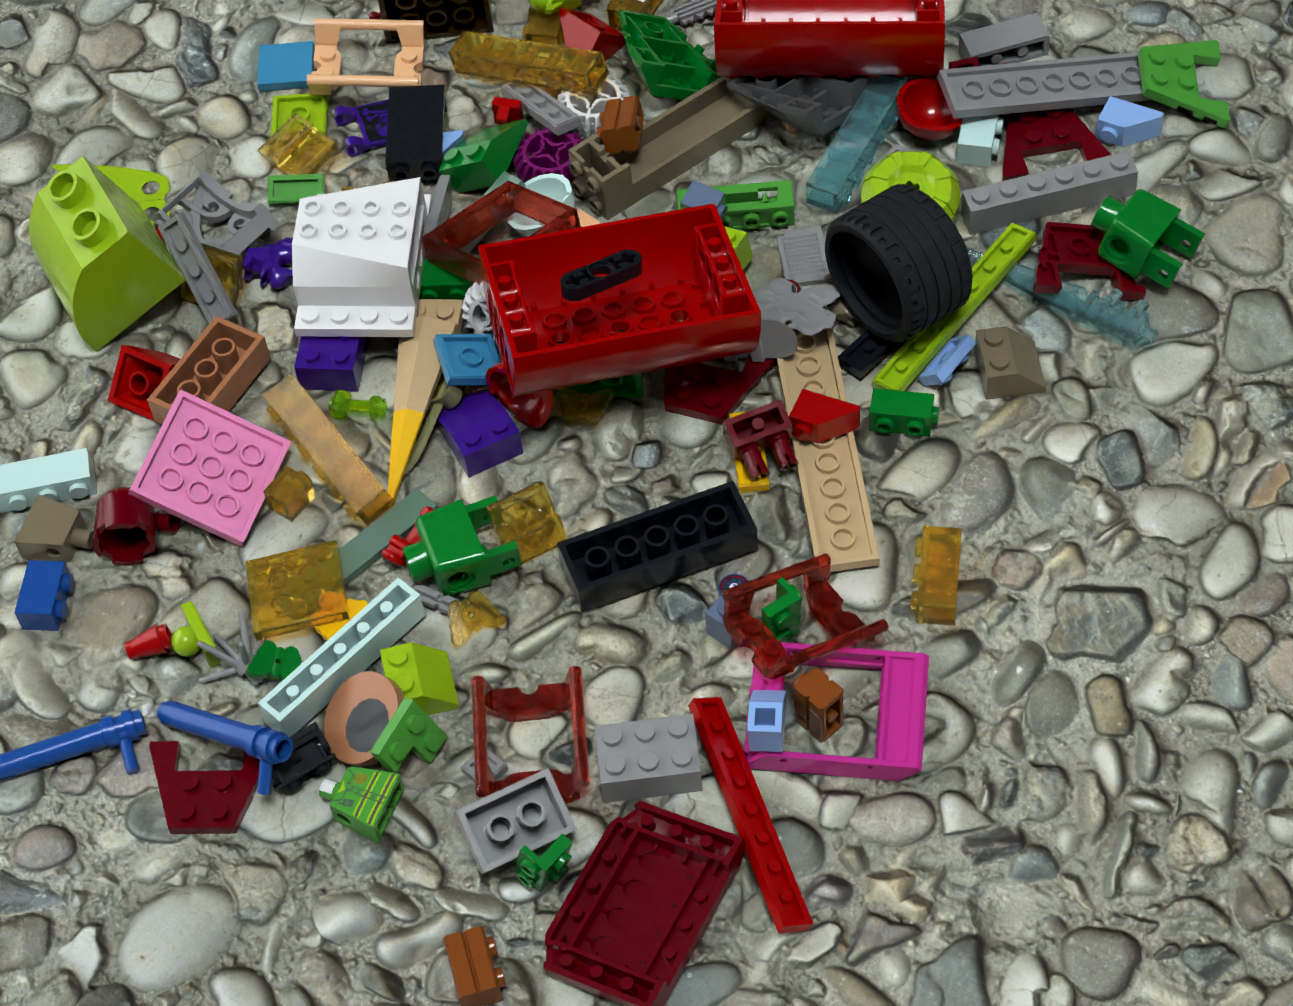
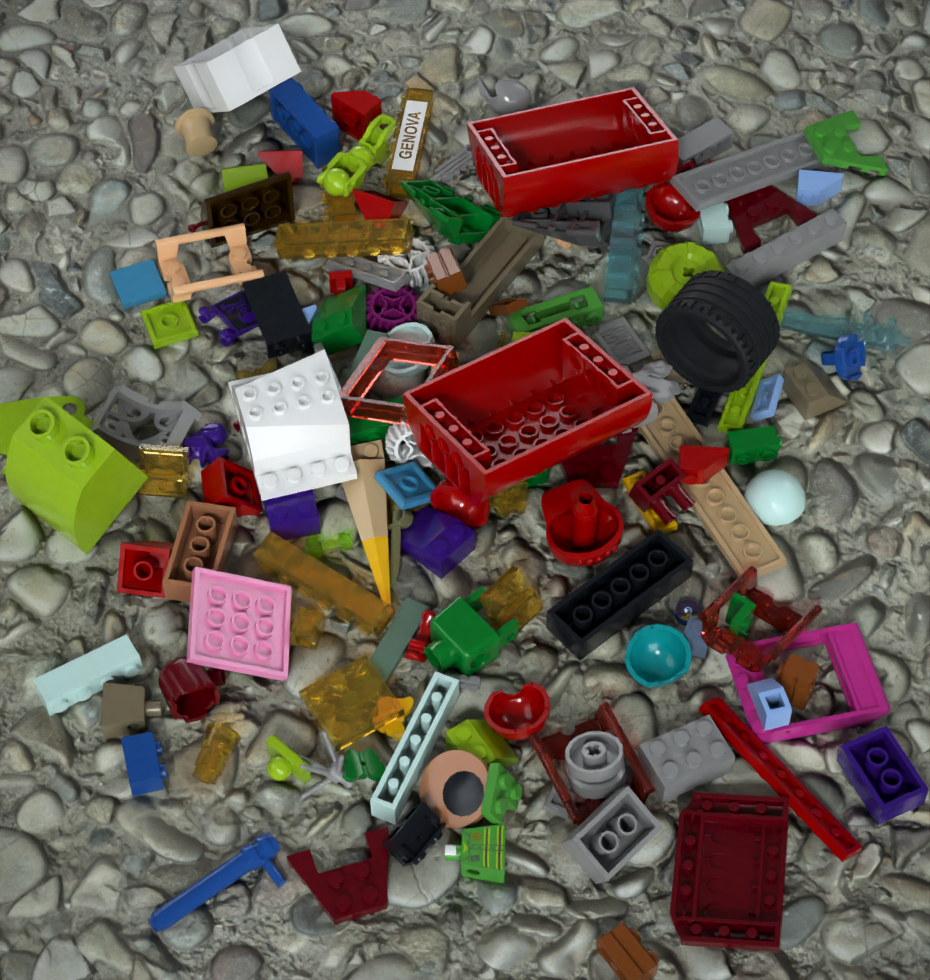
camera: 25 degrees left, 0 degrees up
(124, 605) = (215, 752): none -> clear yellow plant
(151, 642) = (249, 777): red cone -> none
(197, 268) = (152, 464): light grey tile -> none
(257, 741) = (390, 830): blue cylinder -> none
(272, 314) = (231, 486): none -> red slope
(291, 188) = (196, 382): bright green tile -> none
(297, 147) = (182, 350): clear yellow slope -> none
(473, 652) = (519, 713): none -> red cylinder
(483, 615) = (501, 680): clear yellow animal -> none
(534, 735) = (595, 764): none -> light grey wheel
(539, 871) = (645, 864): green bracket -> none
(583, 282) = (506, 404): black beam -> none
(646, 454) = (580, 524): none -> red piece
(665, 630) = (658, 656): none -> teal cylinder
(681, 181) = (507, 306): none -> dark orange tile
(701, 194) = (537, 317): sand blue brick -> none
(873, 844) = (882, 775): none -> dark purple brick
(902, 481) = (775, 497): none -> light aqua cylinder
(937, 575) = (834, 561): clear yellow brick -> none
(1066, 334) = (847, 357): none -> blue tile
(1075, 250) = (829, 291): dark red wing -> none
(1139, 231) = (869, 269): green piece -> none

